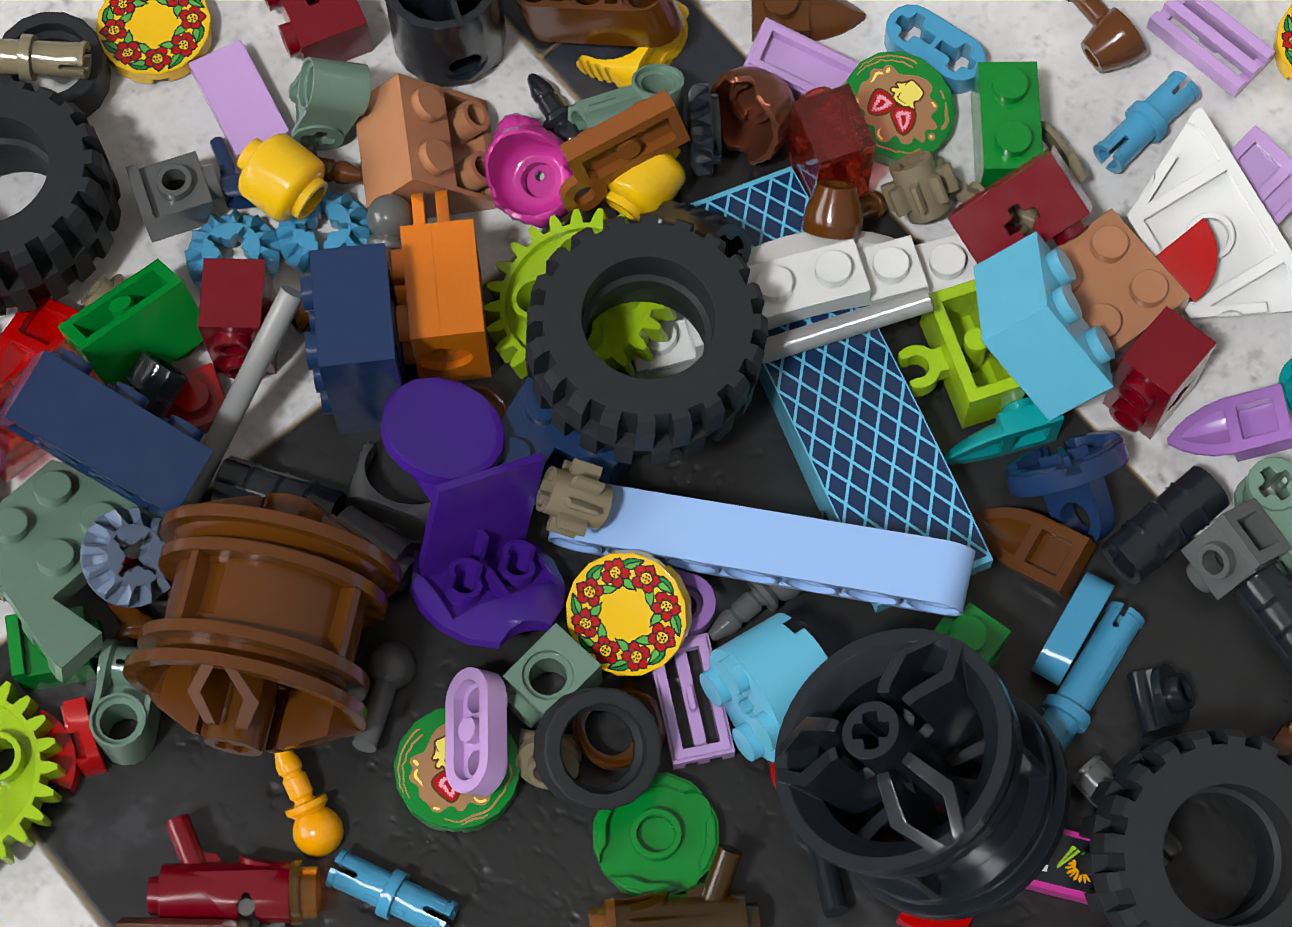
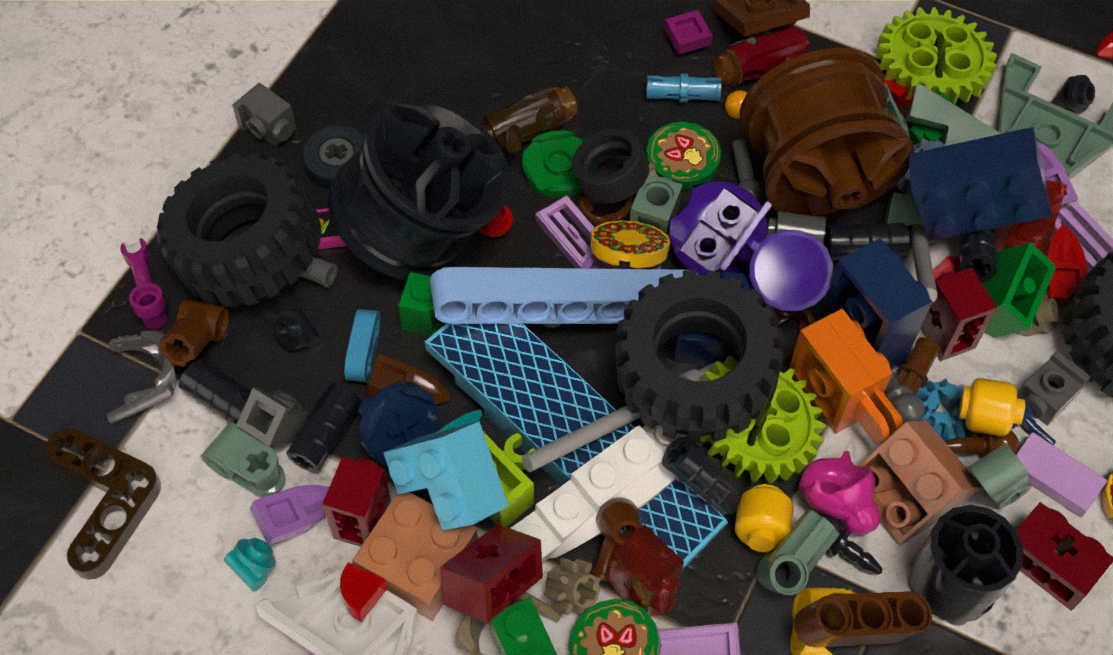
camera: 155 degrees right, 10 degrees down
(227, 230) = (976, 359): dark azure gear -> none
(476, 732) = (681, 156): lavender plate -> none
(574, 498) = (689, 259): dark tan gear -> none
(617, 145) = (795, 492): dark orange hinge -> none
(703, 128) = (740, 562): black gear -> none
(754, 111) = (709, 595): copper hair -> none
(758, 680) = (528, 229): medium azure brick -> none
(1070, 706) = (348, 300): dark azure pin -> none

